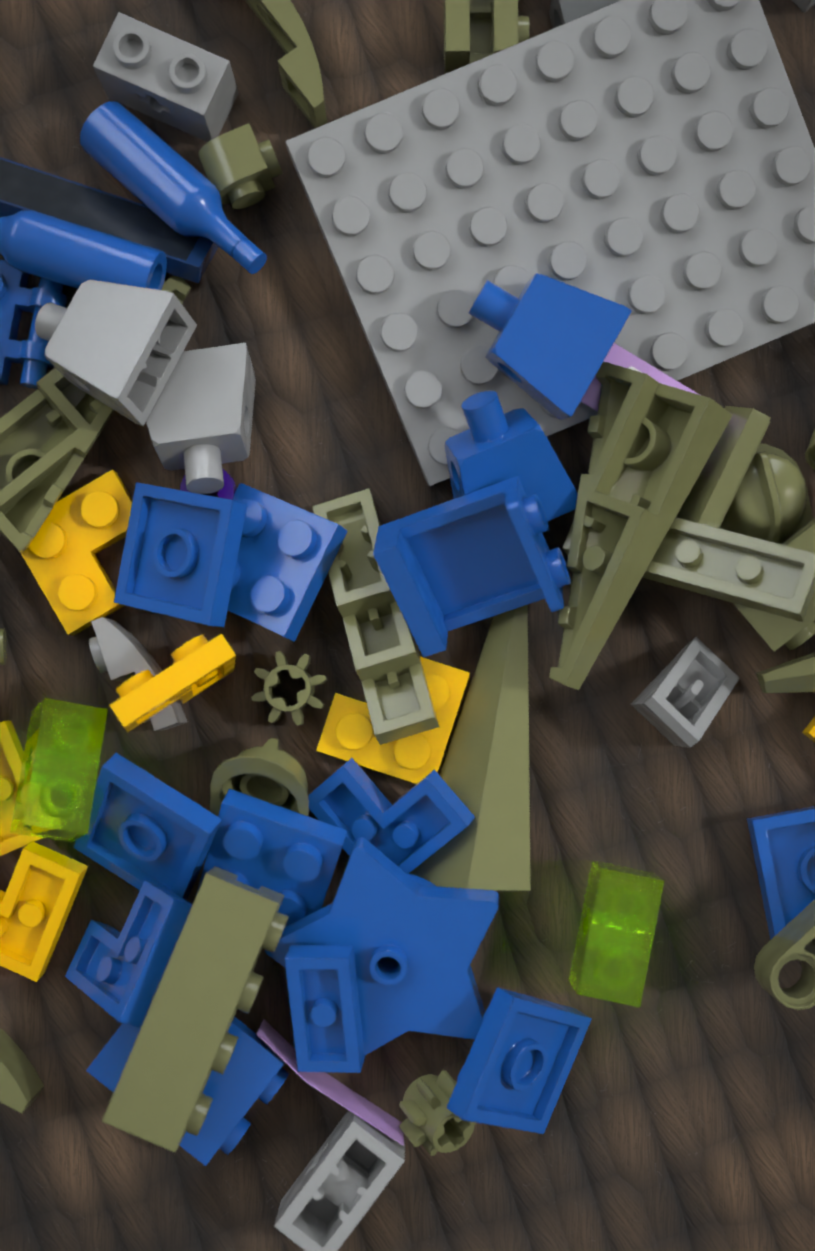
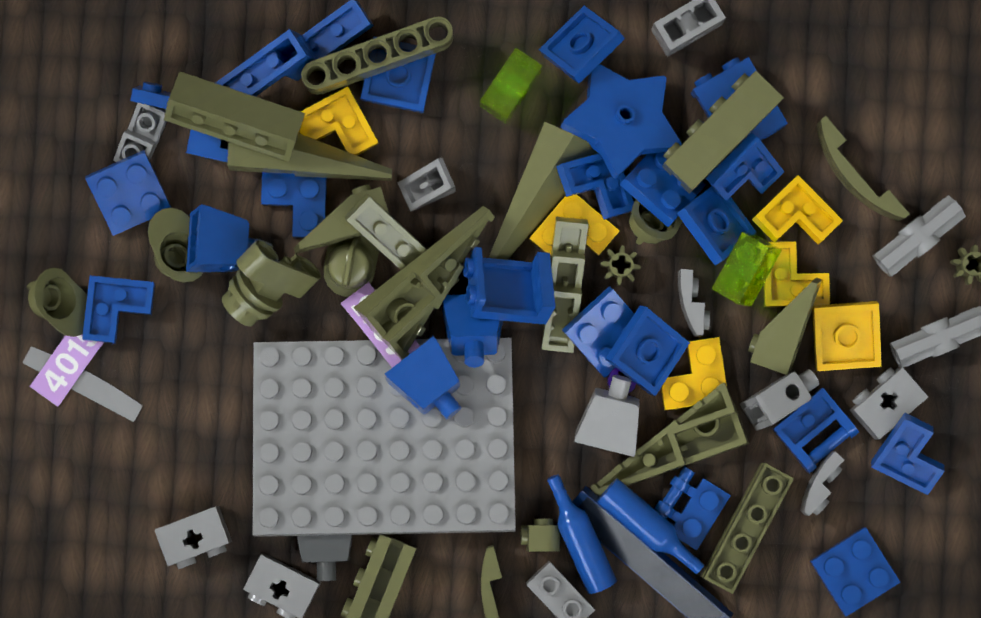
camera: 165 degrees left, 0 degrees up
(117, 343) = (638, 462): light grey torso -> none
(194, 669) = (662, 291): yellow plate -> none
(325, 1008) = (663, 106): blue plate -> none
(333, 1088) = (675, 67): lavender sticker -> none
(428, 1117) = (634, 34): olive gear -> none
(725, 467) = (365, 284): olive tile -> none

